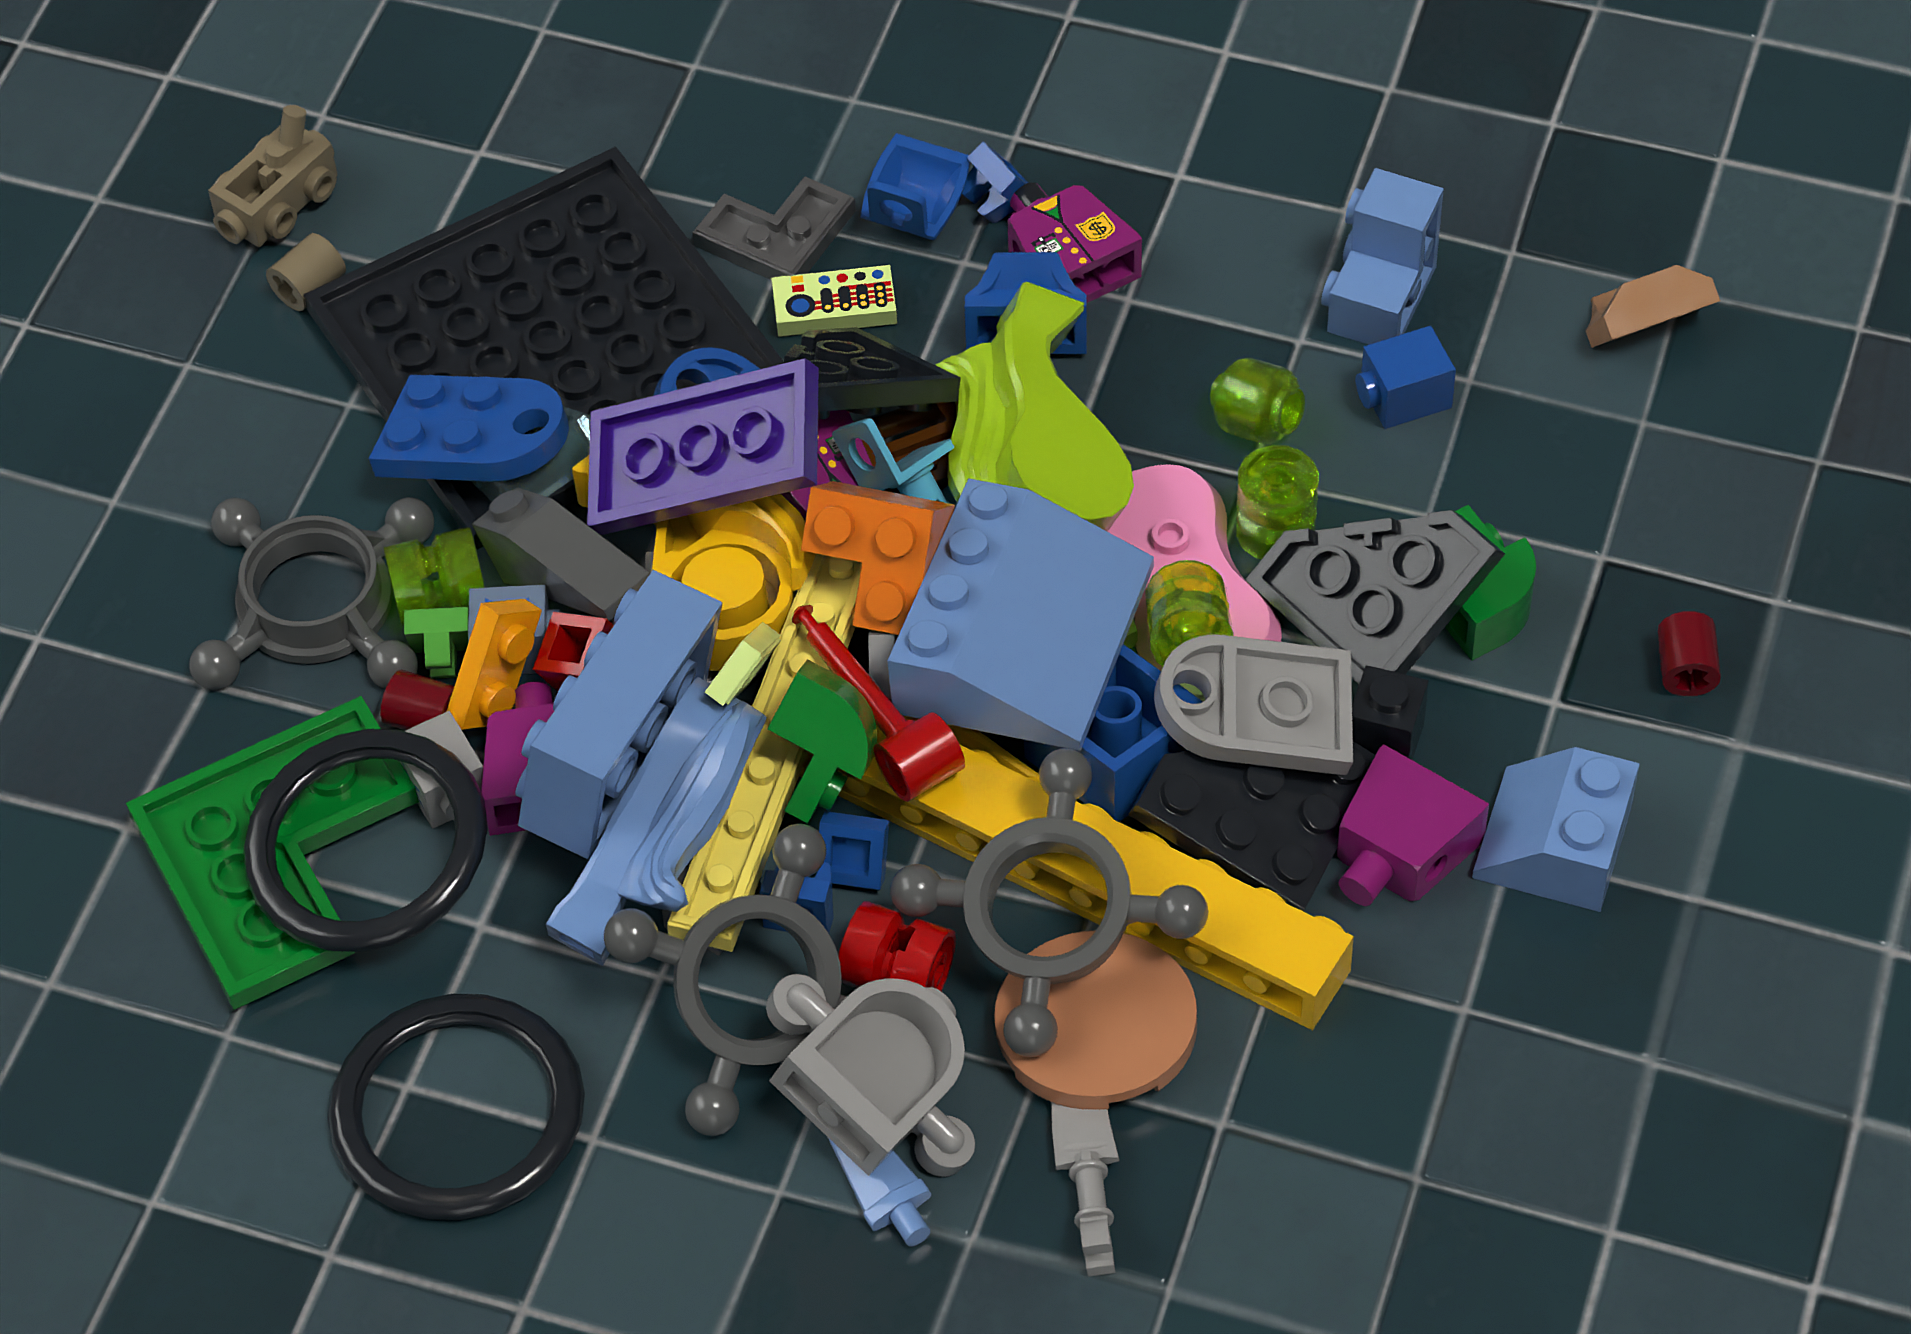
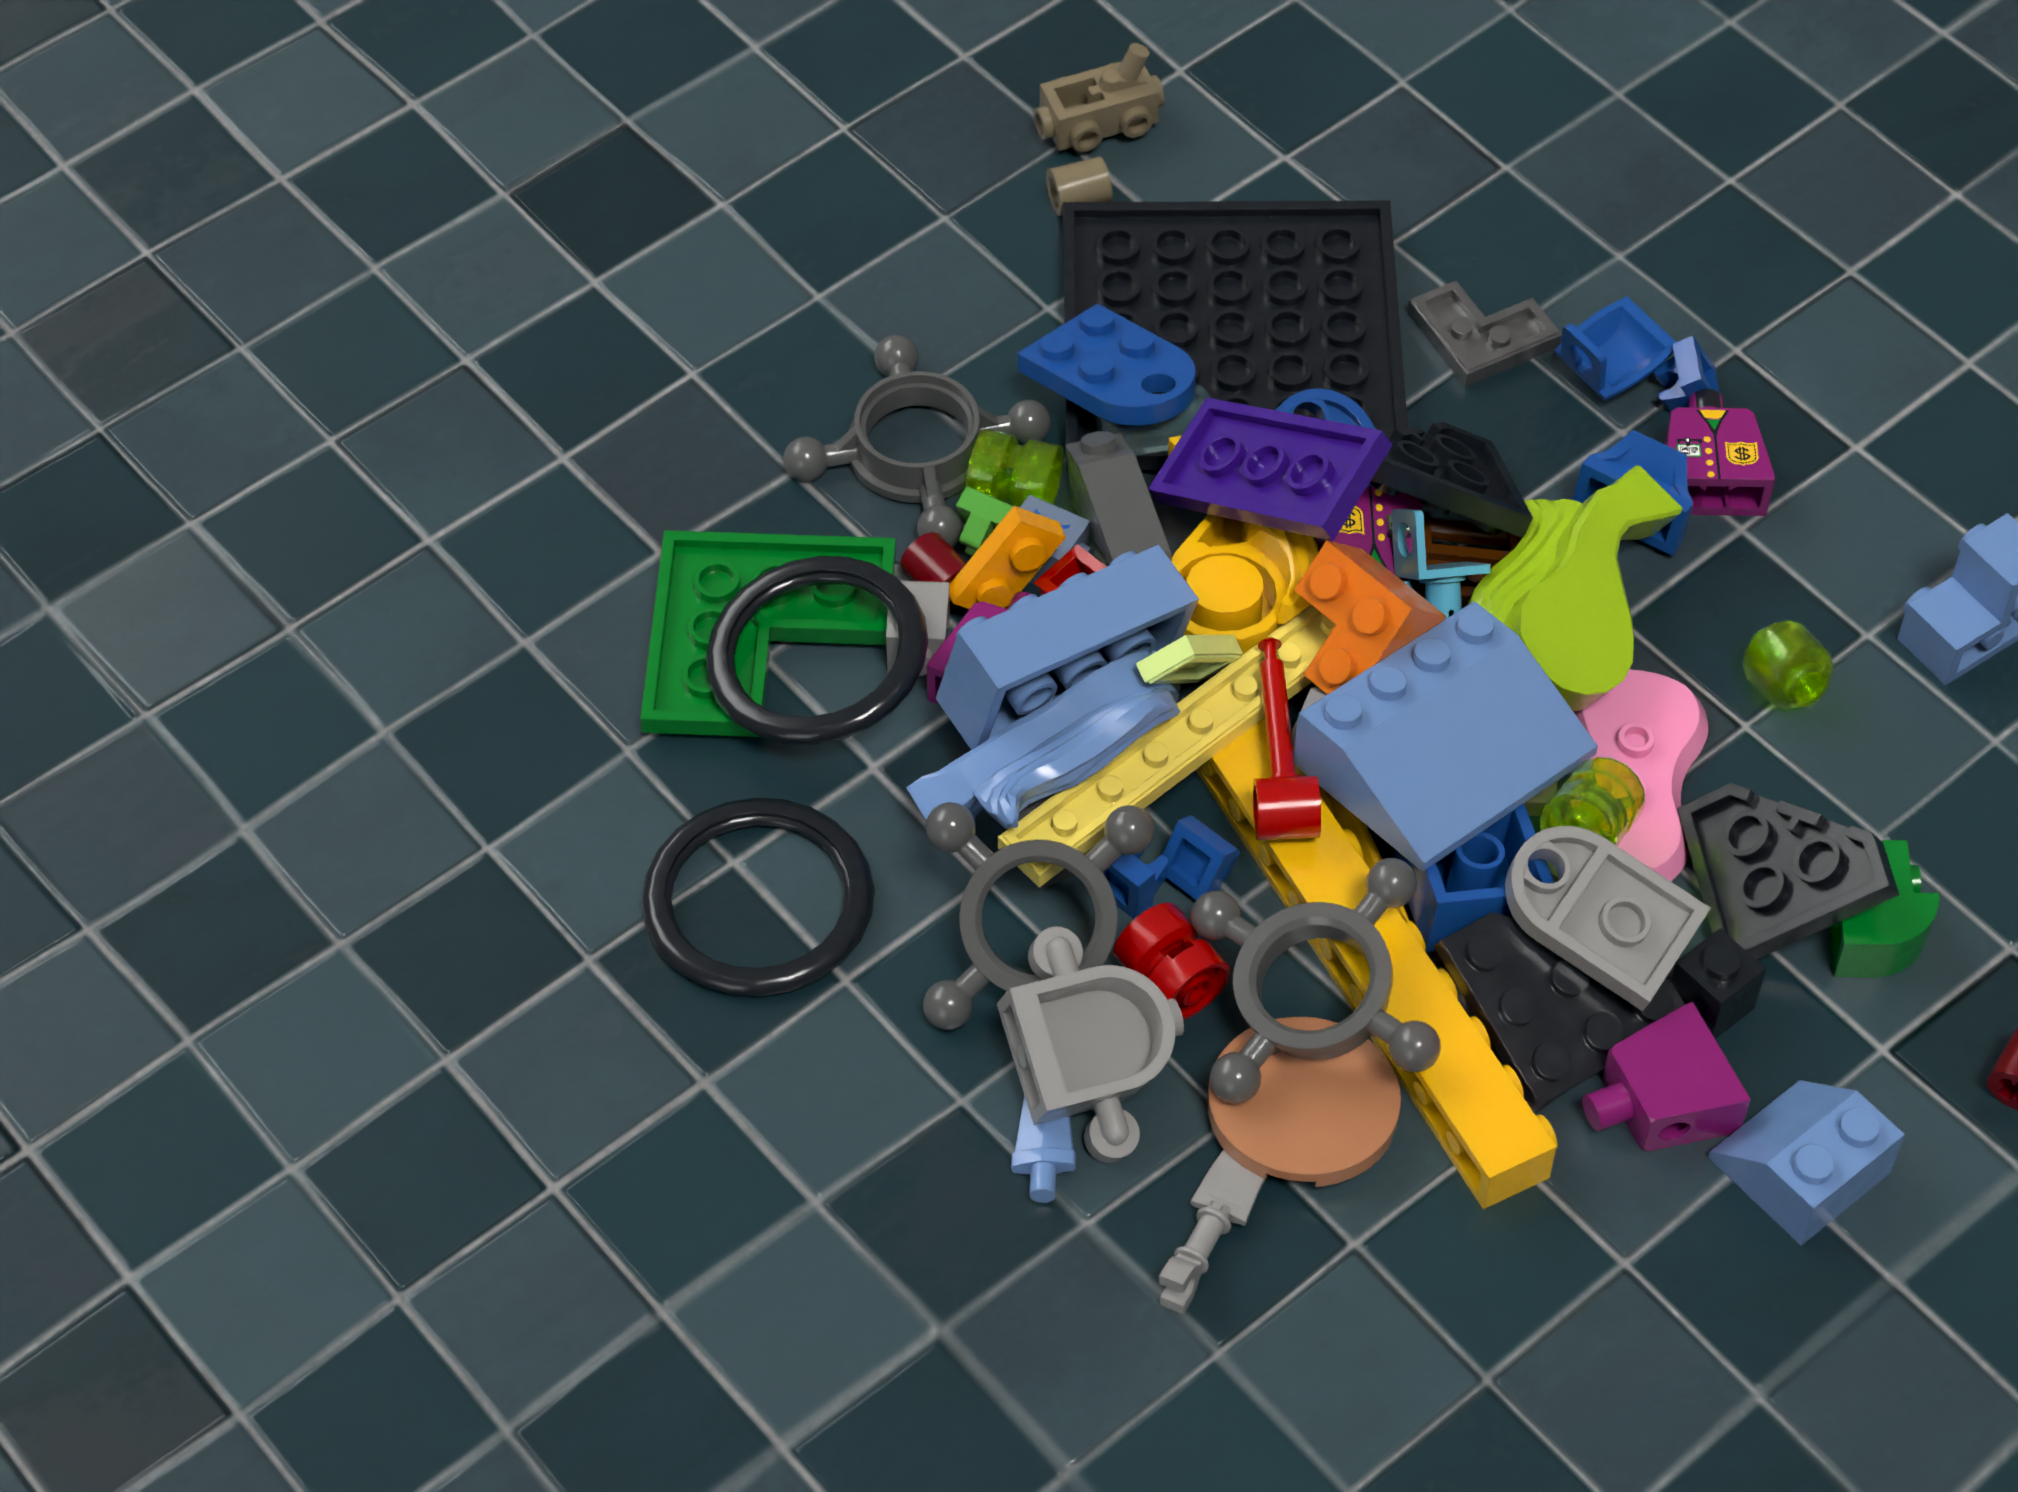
camera: 30 degrees right, 0 degrees up
(832, 723) = (1229, 746): green brick -> none
(834, 300) = (1489, 410): yellowish green tile -> none
(1274, 496) = (1745, 749): clear neon green wheel -> none
(1406, 377) = (1933, 709): blue brick -> none

